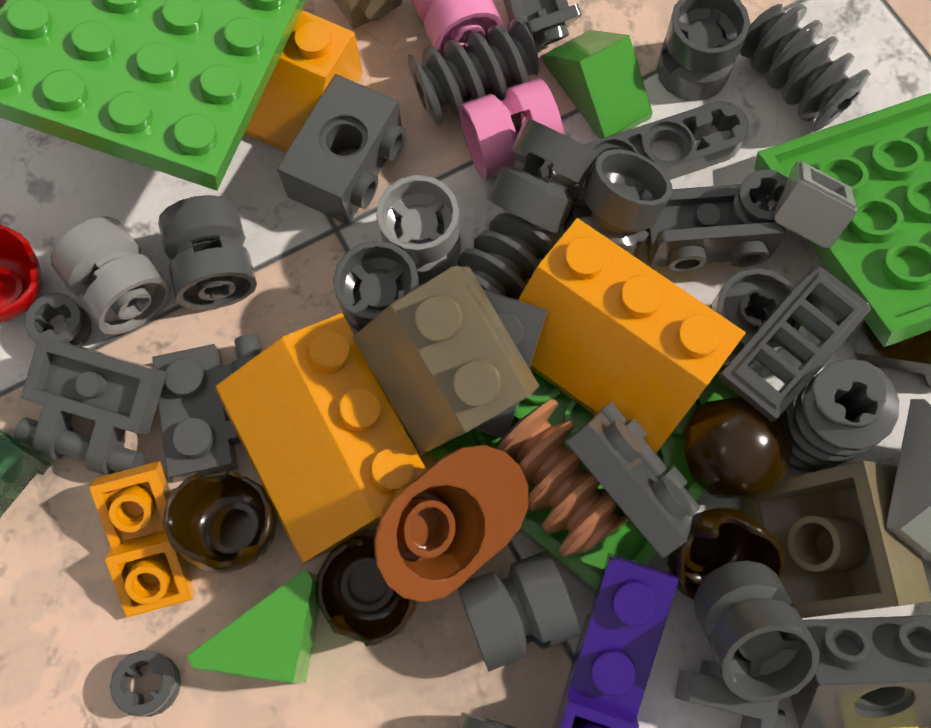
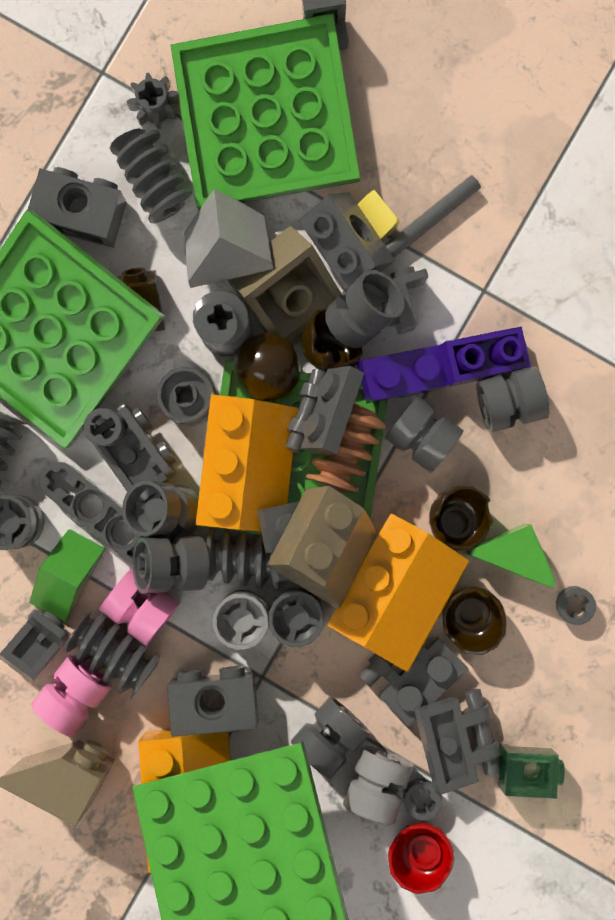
camera: 125 degrees left, 15 degrees up
(140, 558) = (501, 668): light orange slope -> none
(450, 522) = (409, 492): dark orange piece -> none
(815, 205) = (95, 396): light grey slope -> none
(822, 308) = (169, 344): dark grey slope -> none

